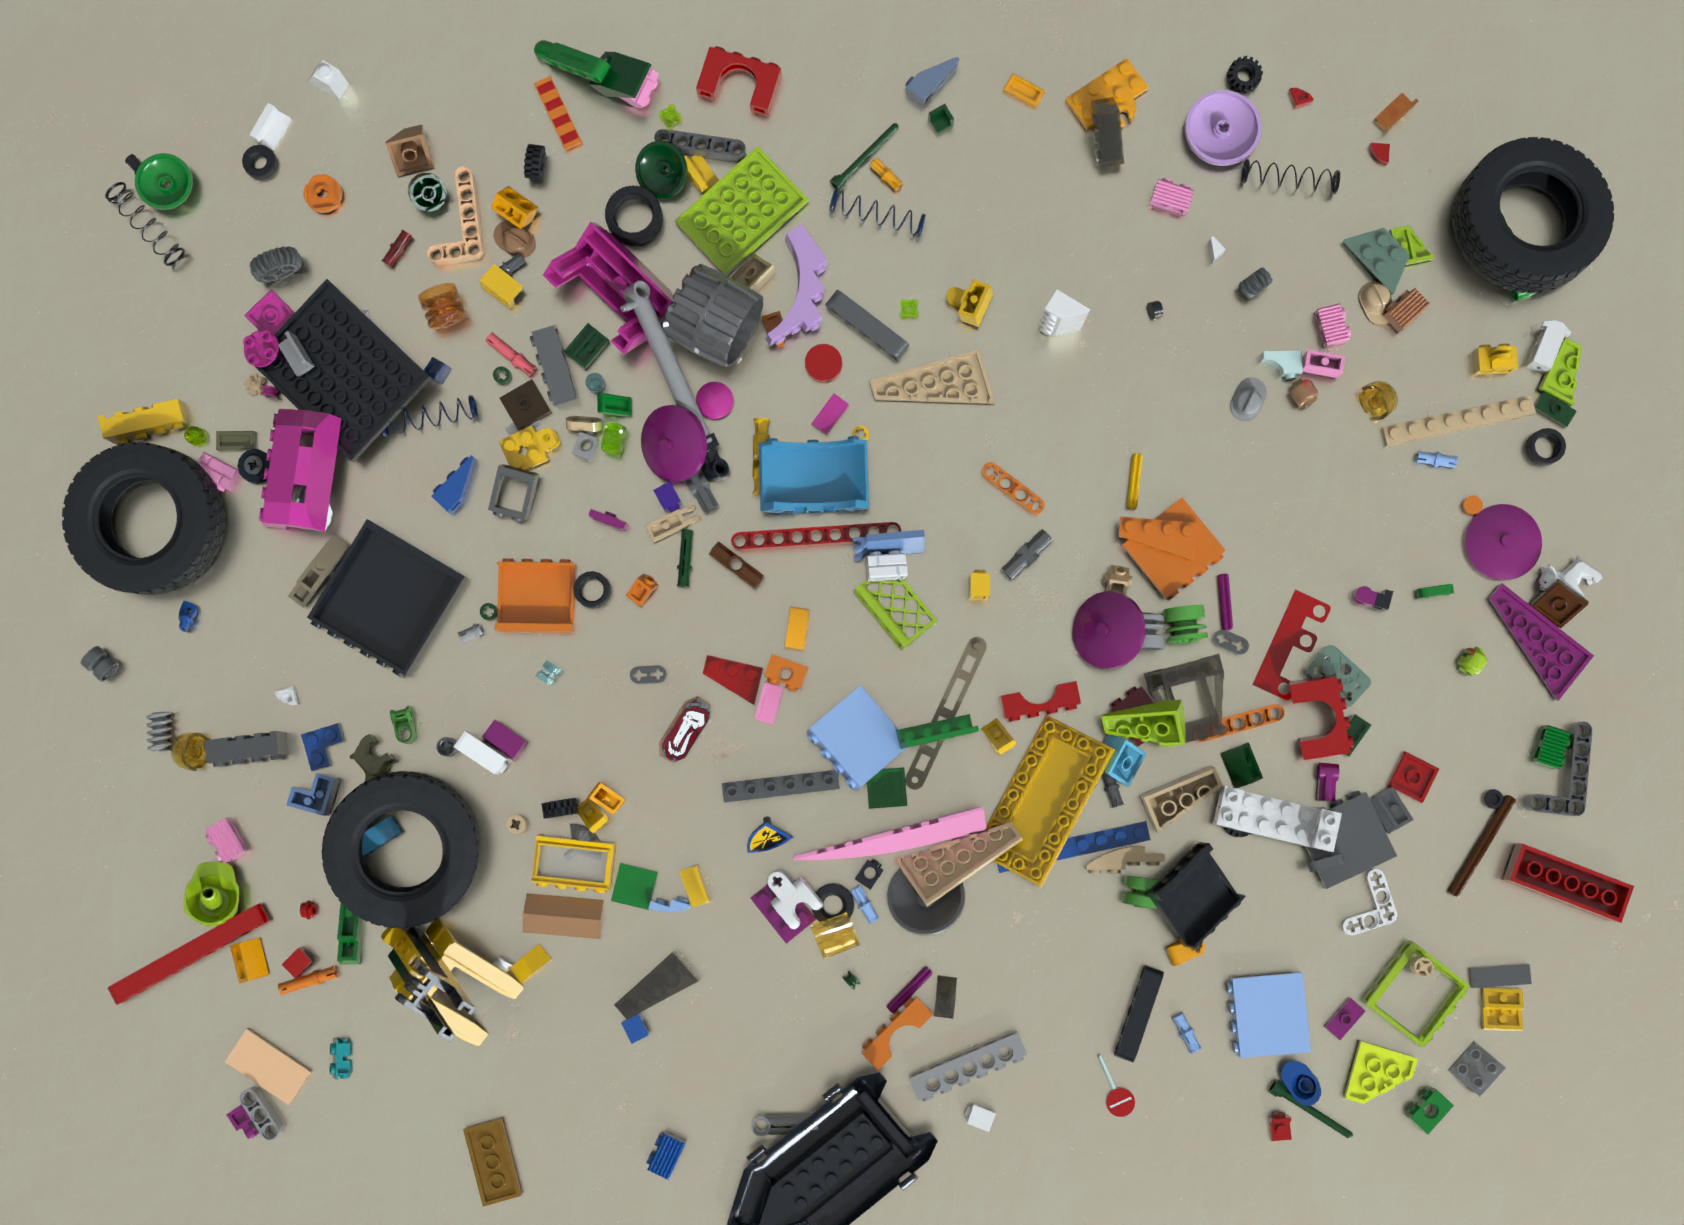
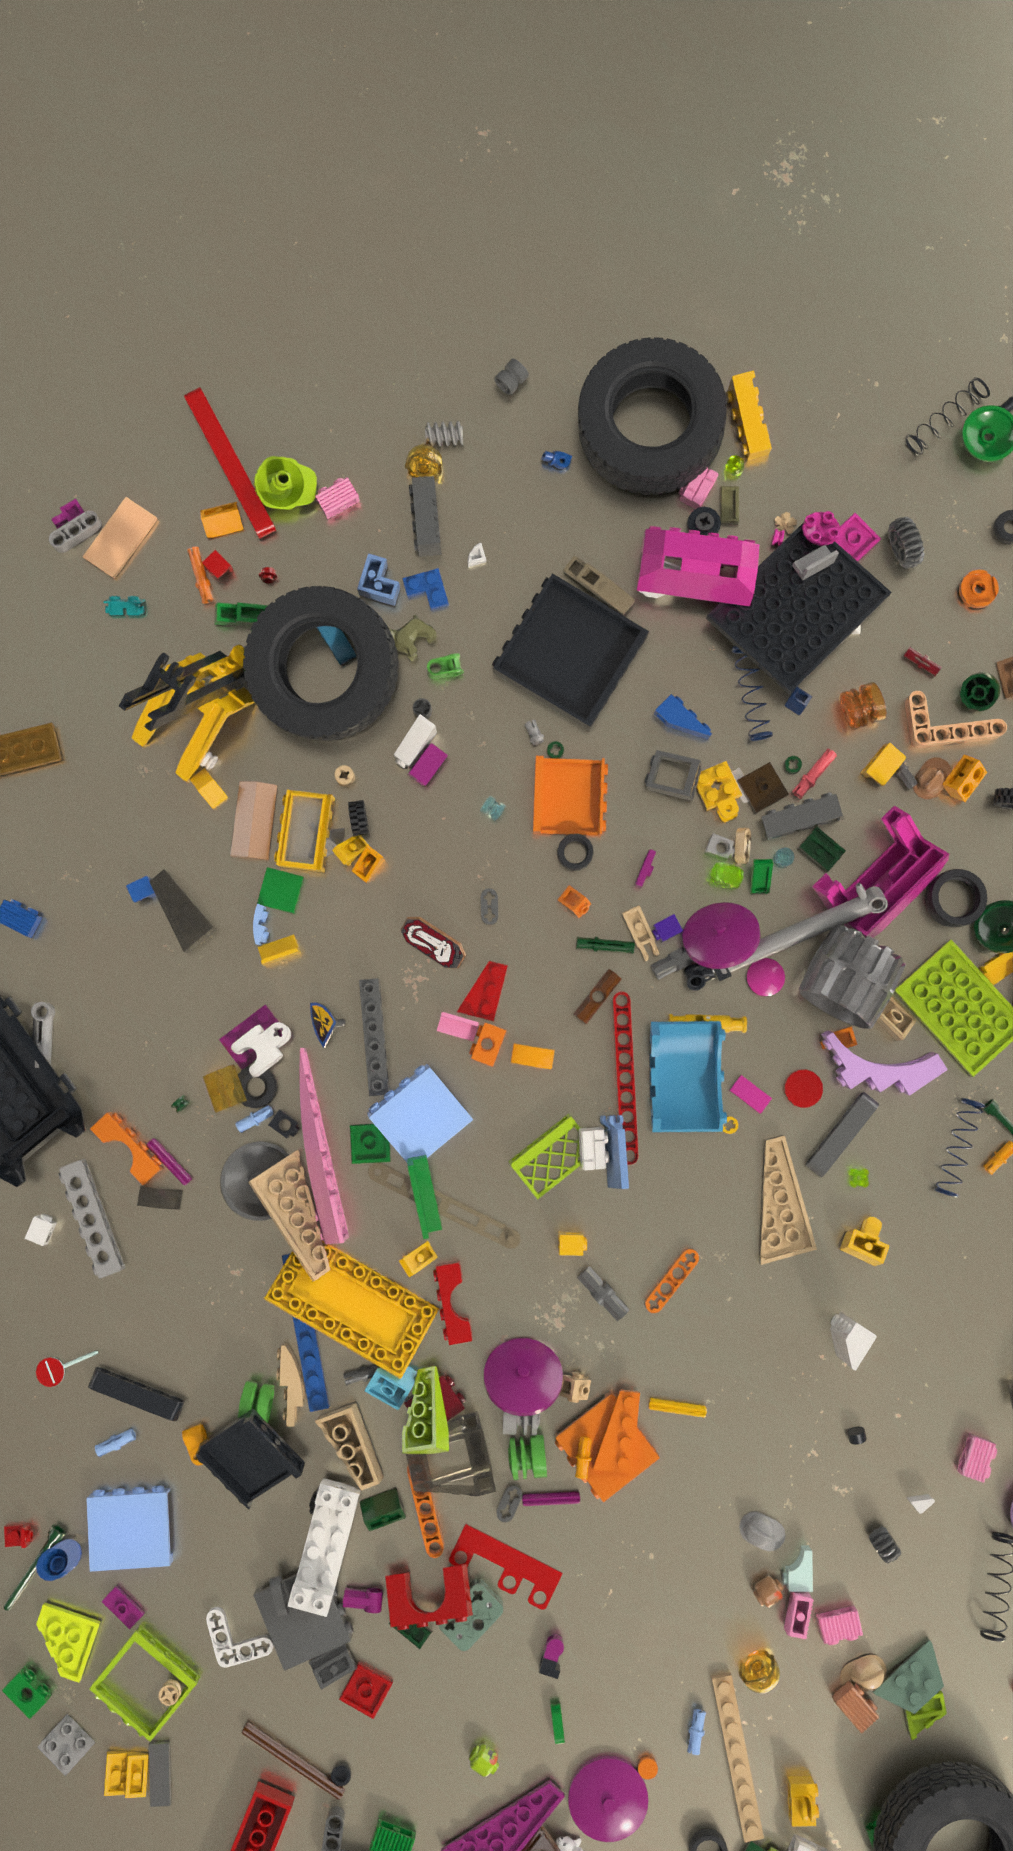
camera: 85 degrees right, 0 degrees up
(1184, 570) = (583, 1458): none -> light orange axle

